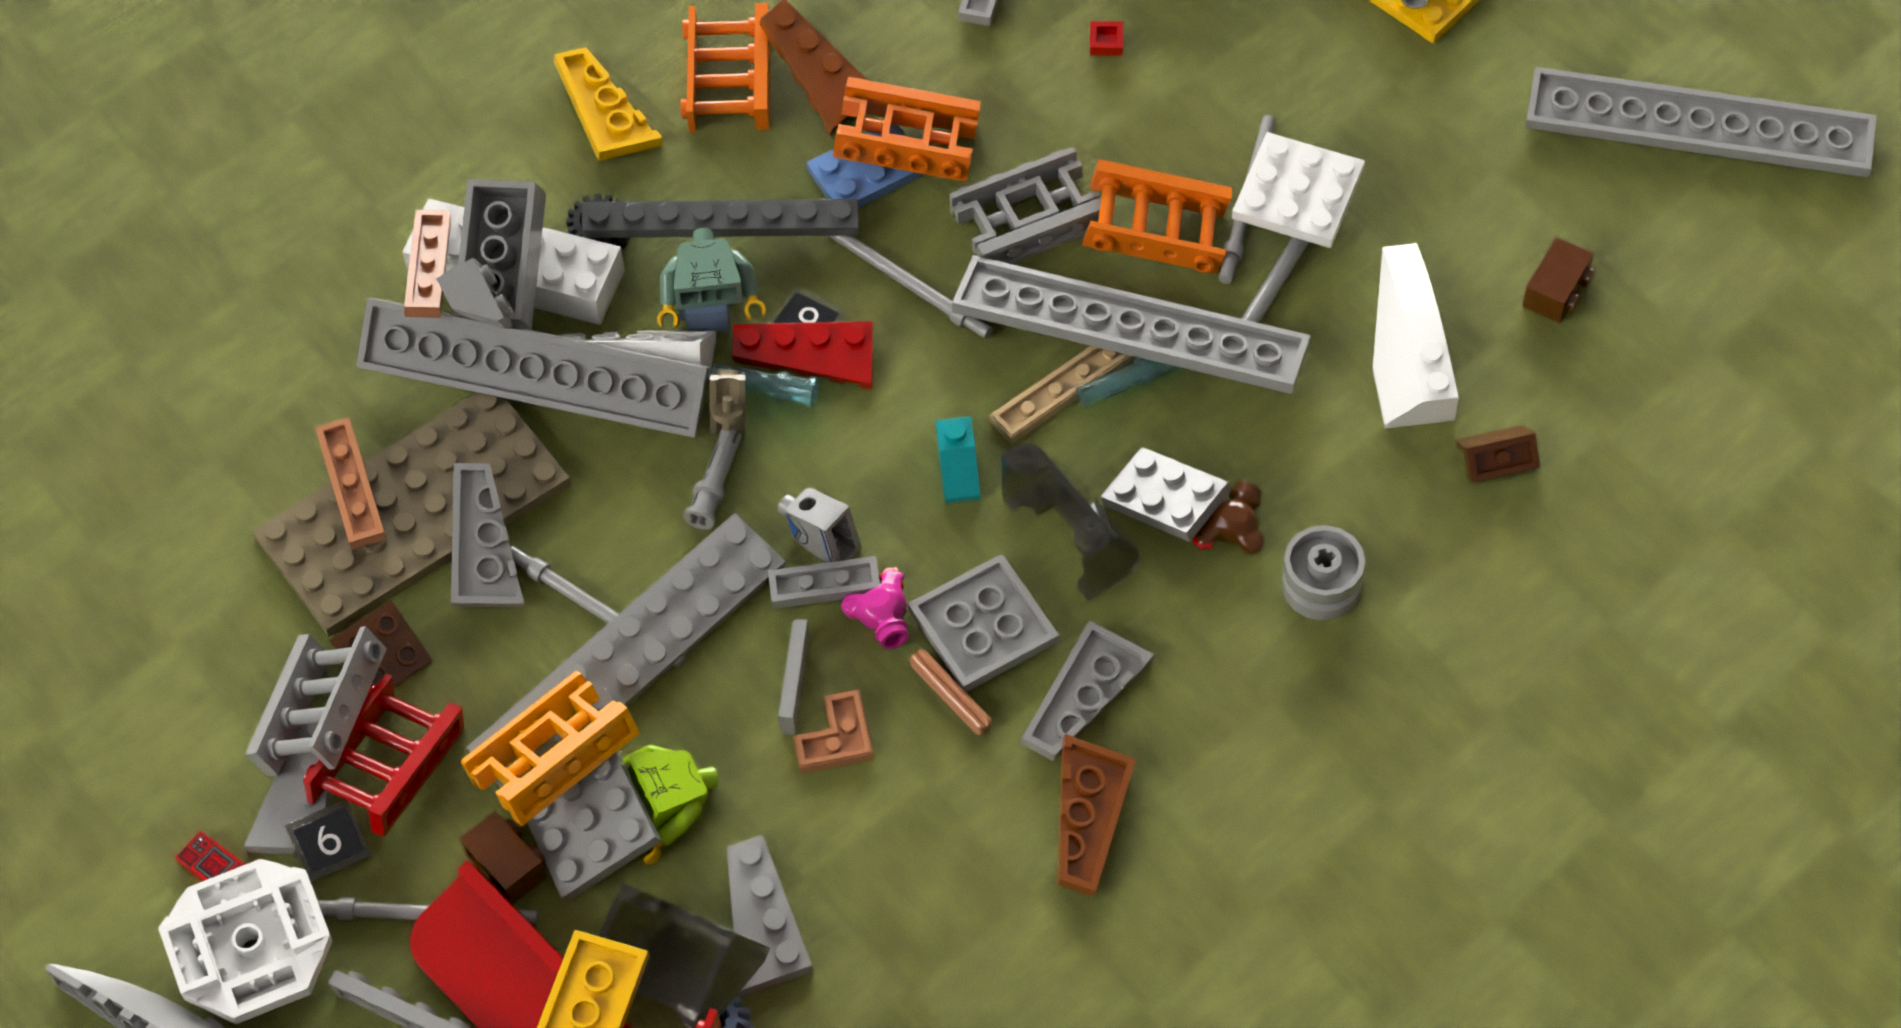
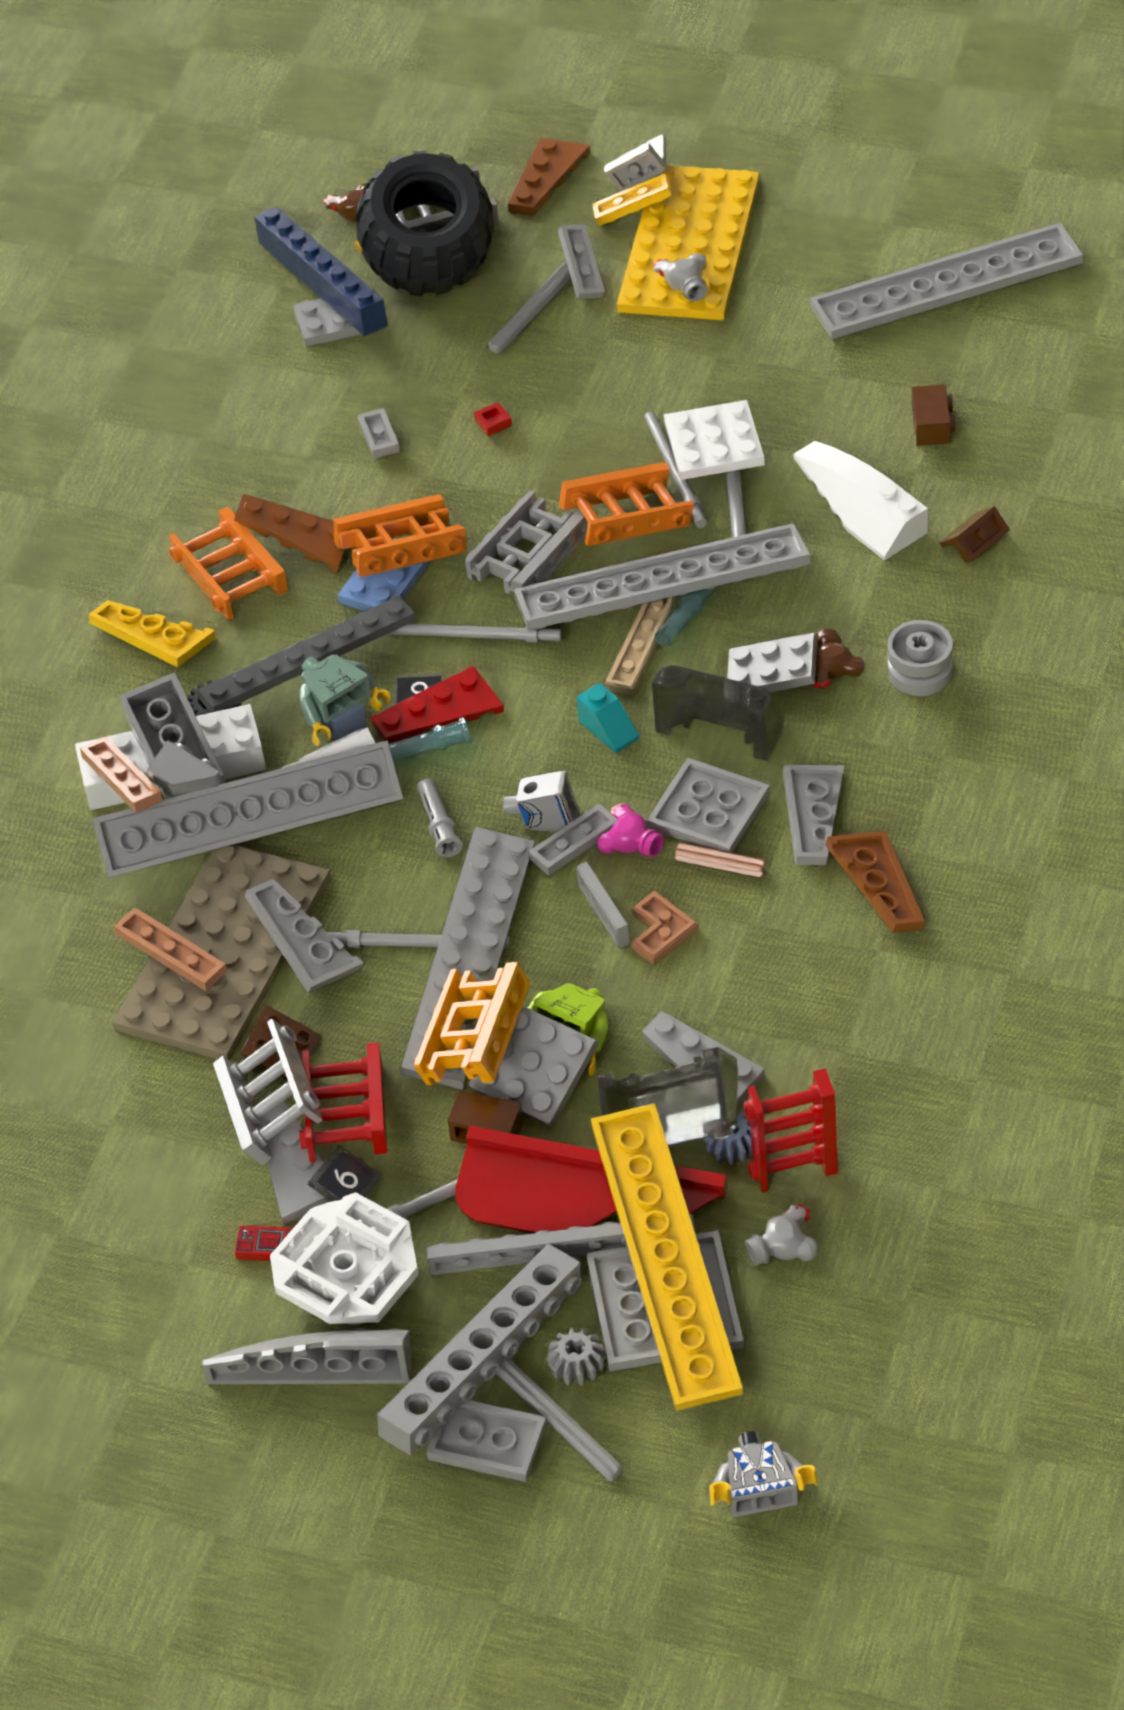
camera: 30 degrees left, 10 degrees down
(727, 401) = (412, 761): dark tan hips -> none

